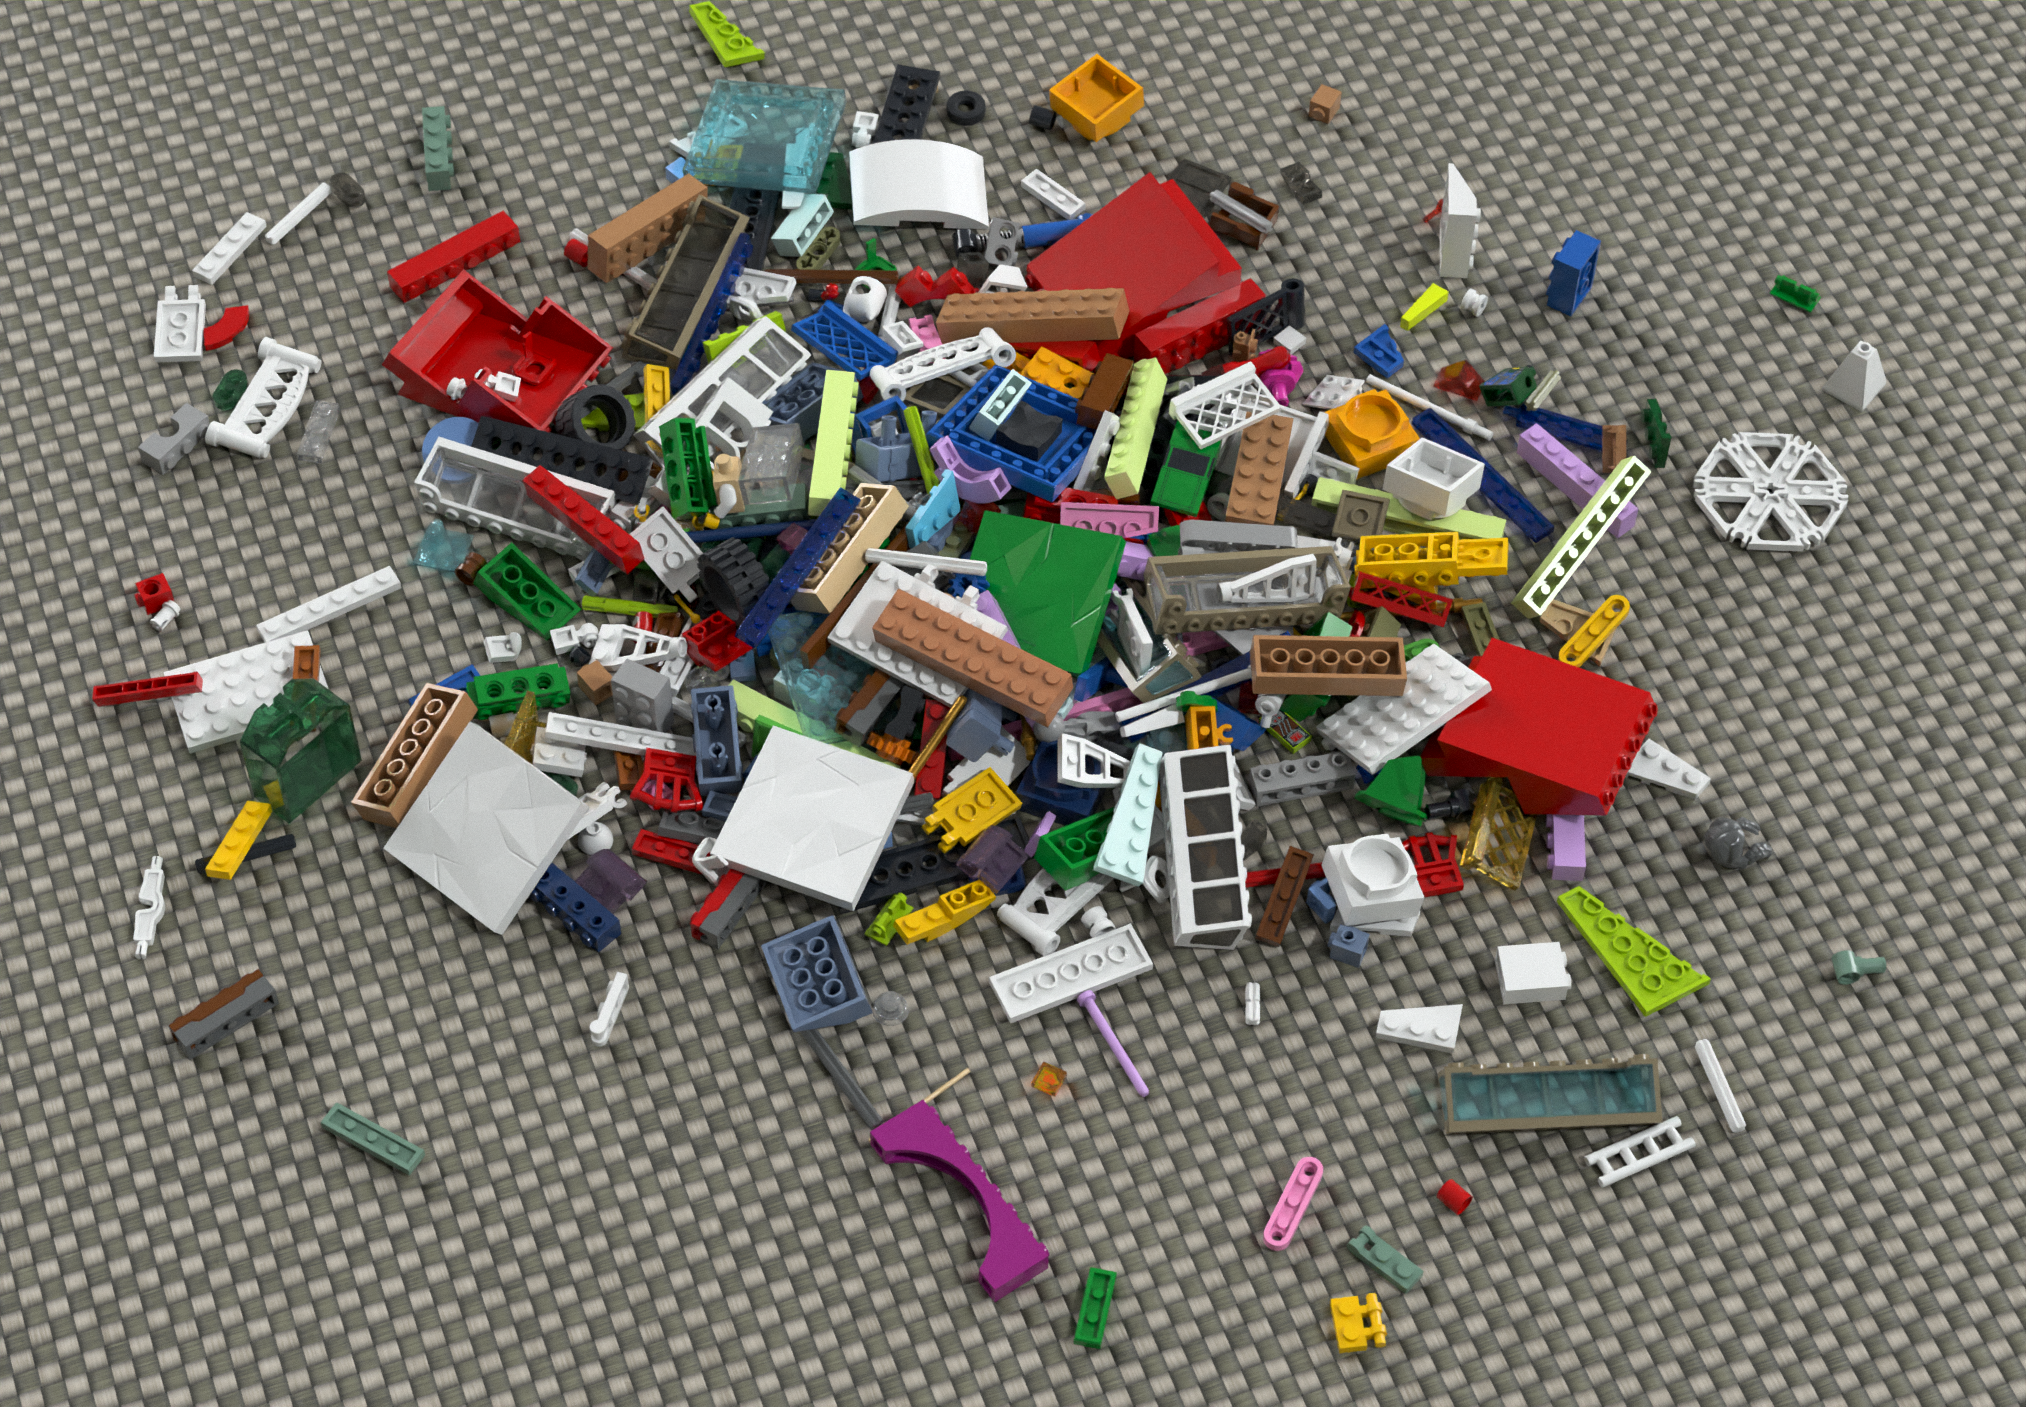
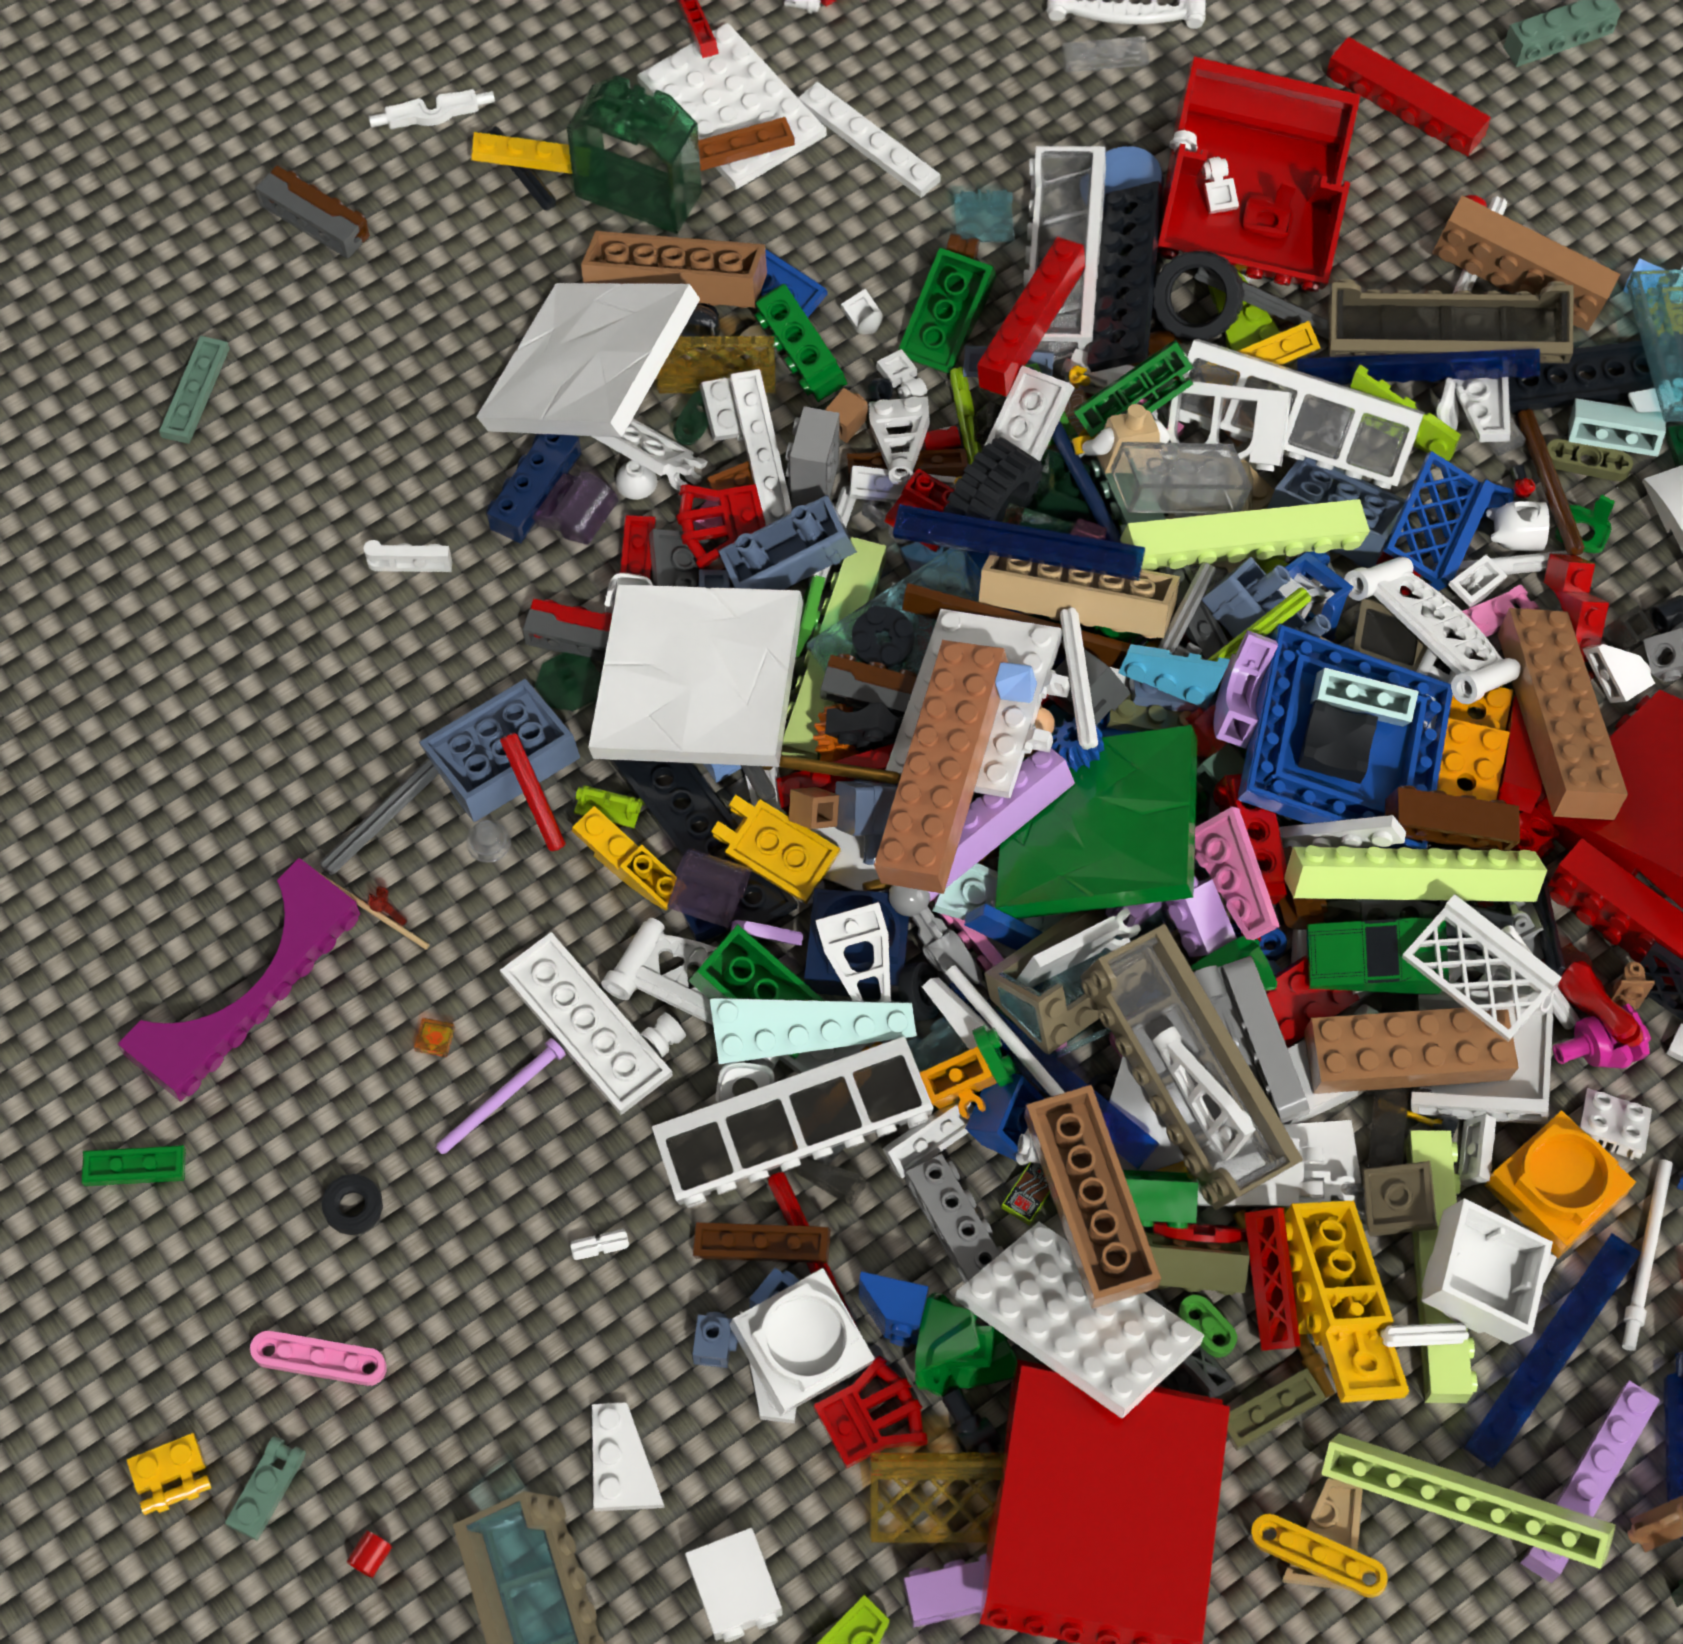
camera: 75 degrees right, 10 degrees up
(763, 924) = (568, 681): none -> clear green piece
(833, 676) = (875, 621): none -> black plate
(871, 955) = (532, 792): none -> red axle
(920, 1091) = (381, 903): none -> clear red hand
(925, 589) = (1016, 682): none -> light blue slope
(957, 767) = (813, 807): none -> medium nougat brick
(1169, 1174) = (352, 1184): none -> black tyre
(1361, 818) = (894, 1306): none -> blue slope
(1466, 524) = (1424, 1334): none -> white axle

